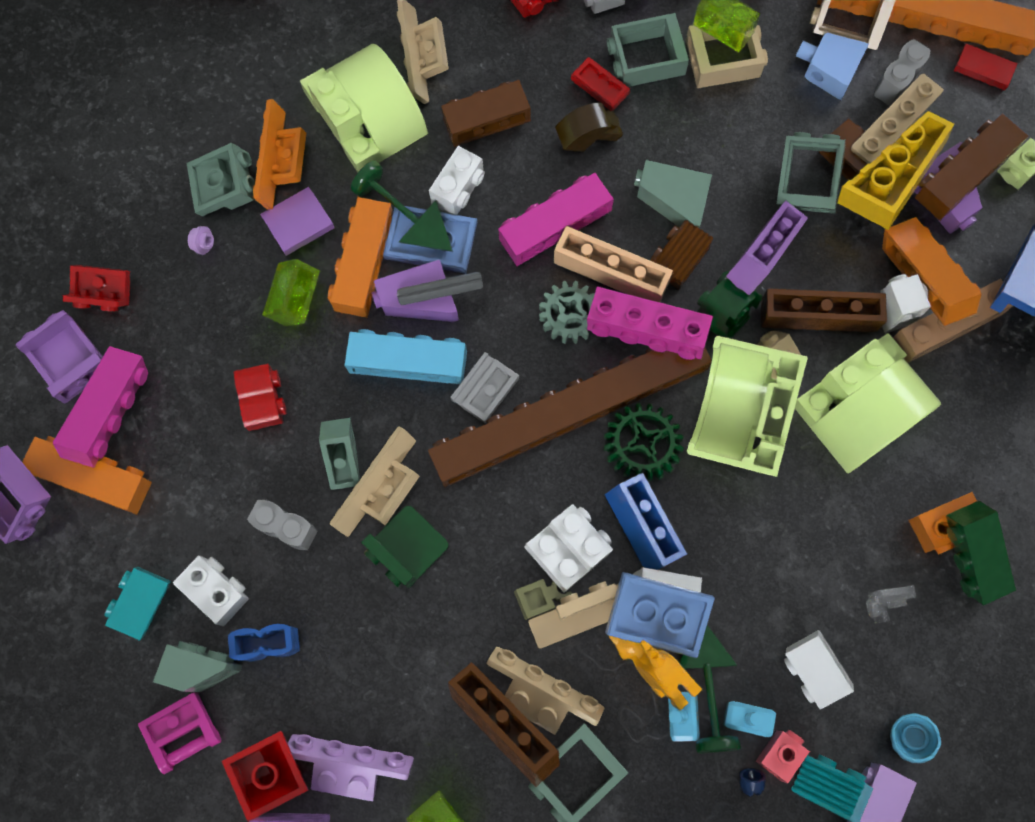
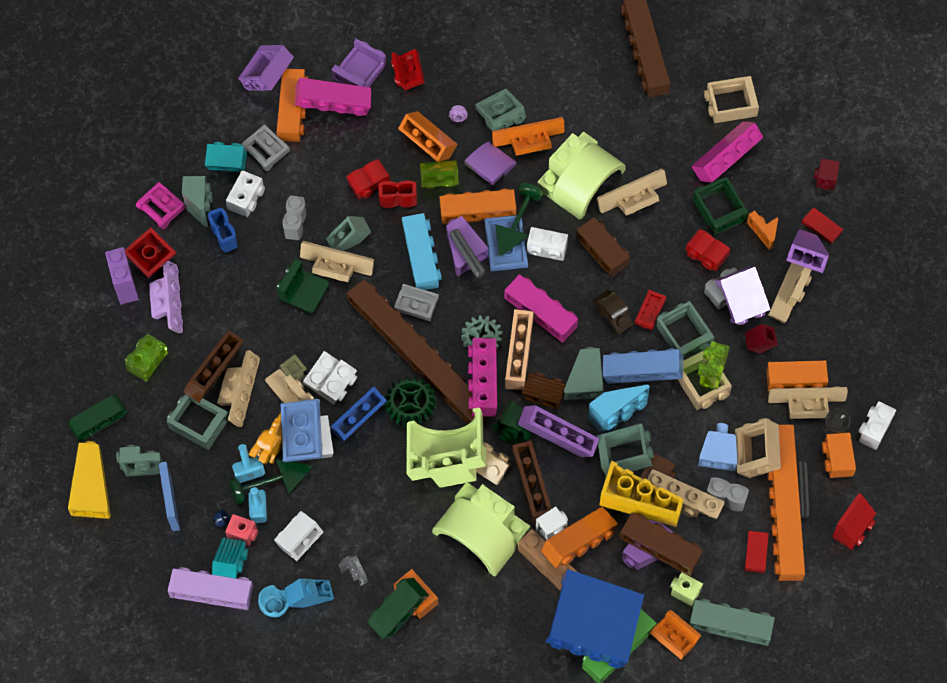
camera: 70 degrees right, 10 degrees down
(138, 528) = (269, 143): none -> light grey plate
(222, 291) = (427, 136): none -> orange brick
(304, 356) = (394, 194): none -> red brick
(692, 110) = (643, 366): none -> medium blue brick
(745, 170) = (616, 406): none -> medium azure slope
(911, 680) = (308, 592): none -> dark azure slope

